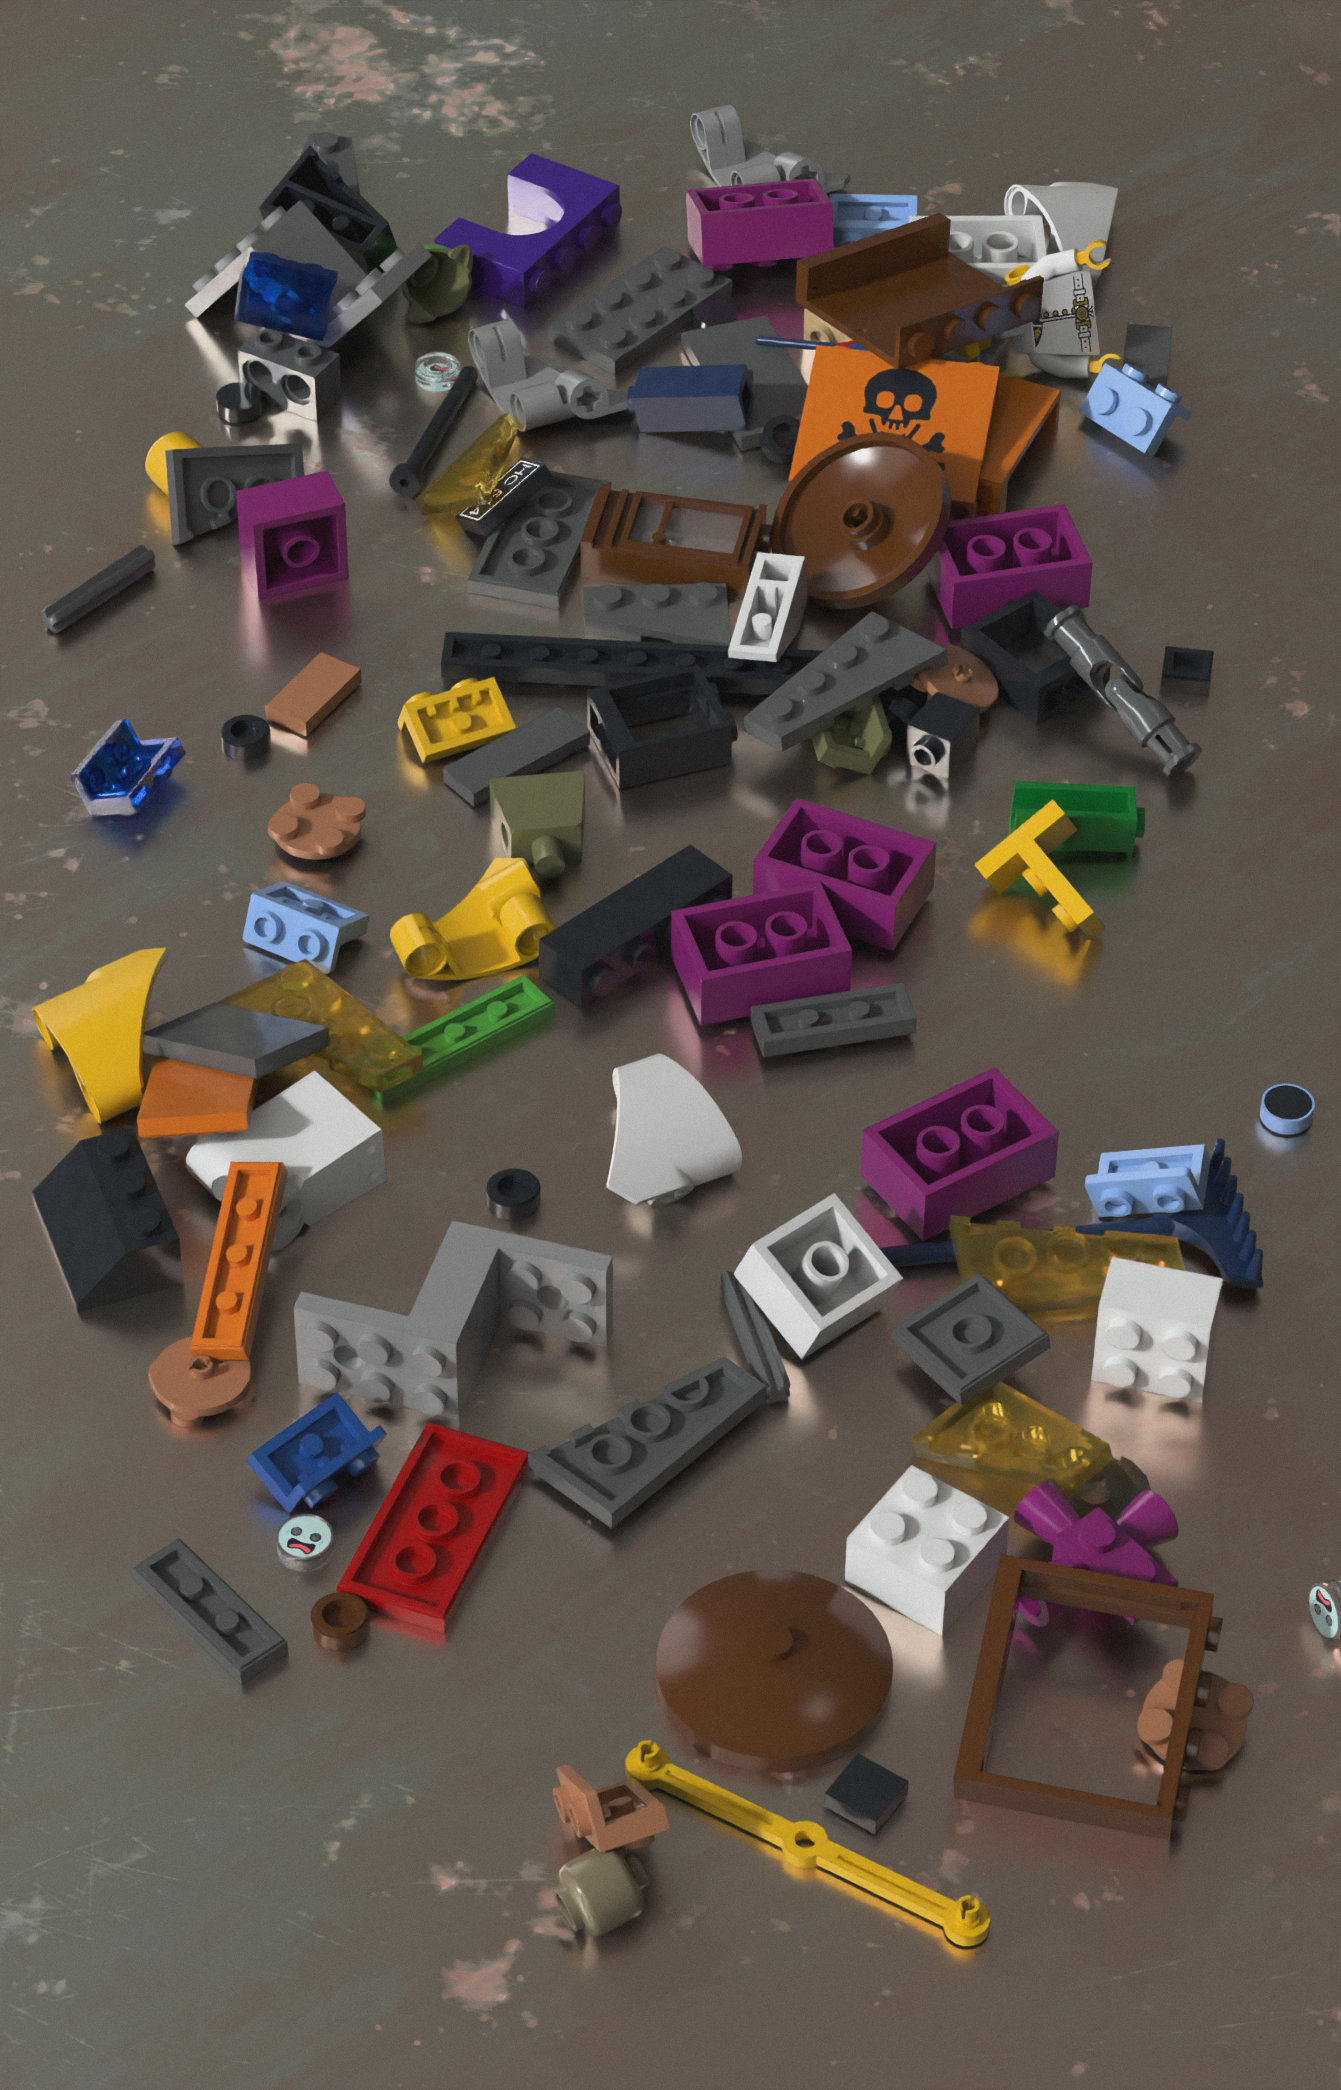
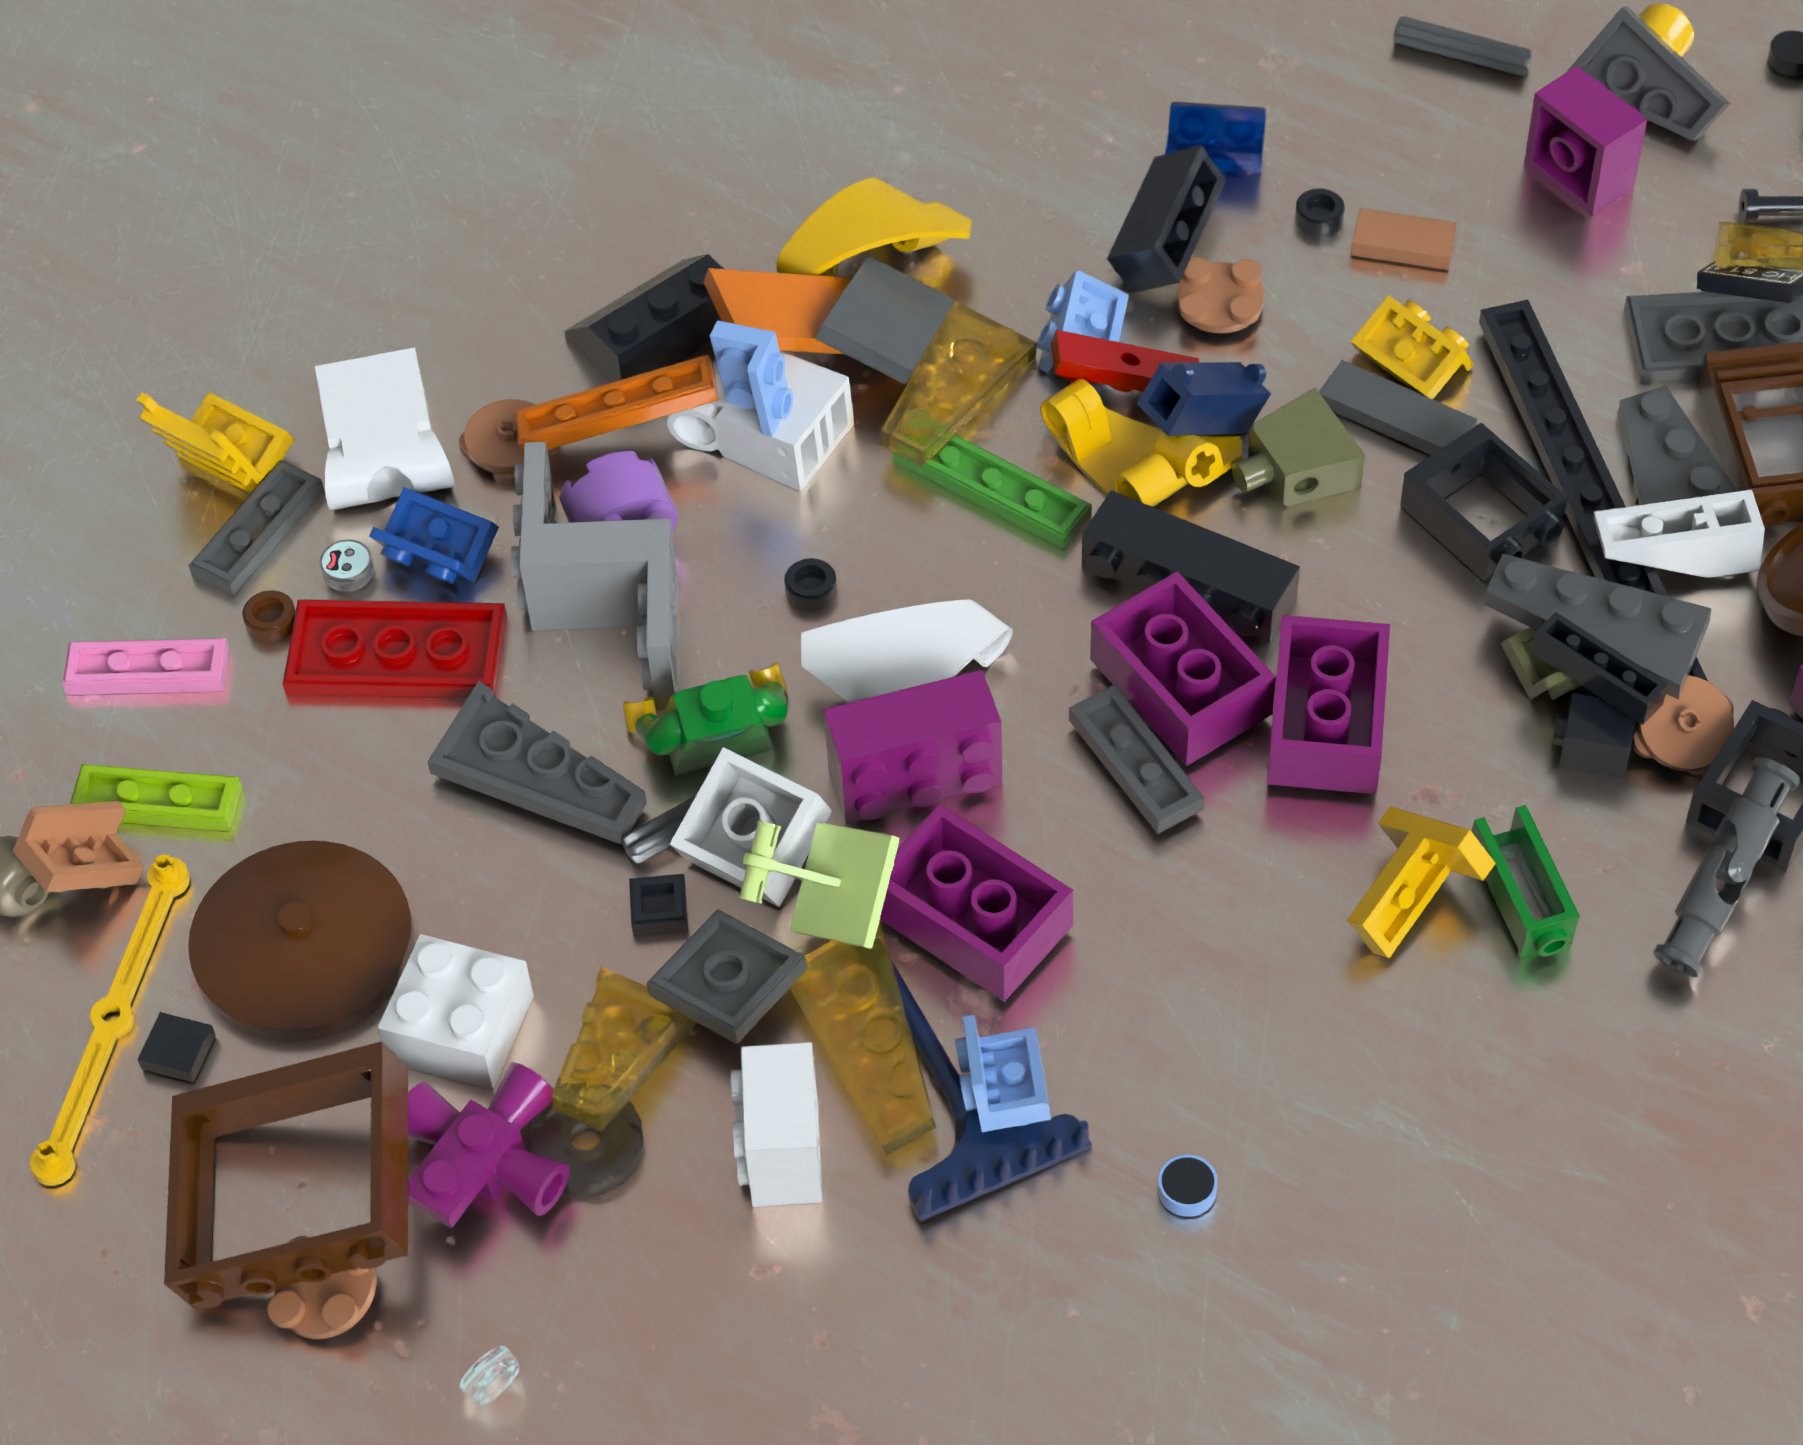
camera: 75 degrees right, 10 degrees up
(97, 1598) = (220, 440): none -> yellow plate
(154, 1466) = (378, 430): none -> white piece
(213, 825) = (1166, 219): none -> black brick
(311, 1104) = (752, 372): none -> light blue bracket
(355, 1740) = (146, 666): none -> bright pink tile
(378, 1271) = (618, 490): none -> medium lavender brick
(385, 897) = (1107, 361): none -> red tile
(464, 847) = (1205, 397): none -> dark blue brick
(528, 1773) = (162, 796): none -> lime tile
(675, 1284) = (713, 717): none -> green torso
(776, 1139) = (914, 746): none -> magenta brick
(846, 1389) = (658, 904): none -> black tile
(903, 691) = (1599, 668): none -> black piece
(924, 1216) = (839, 886): none -> yellowish green plate

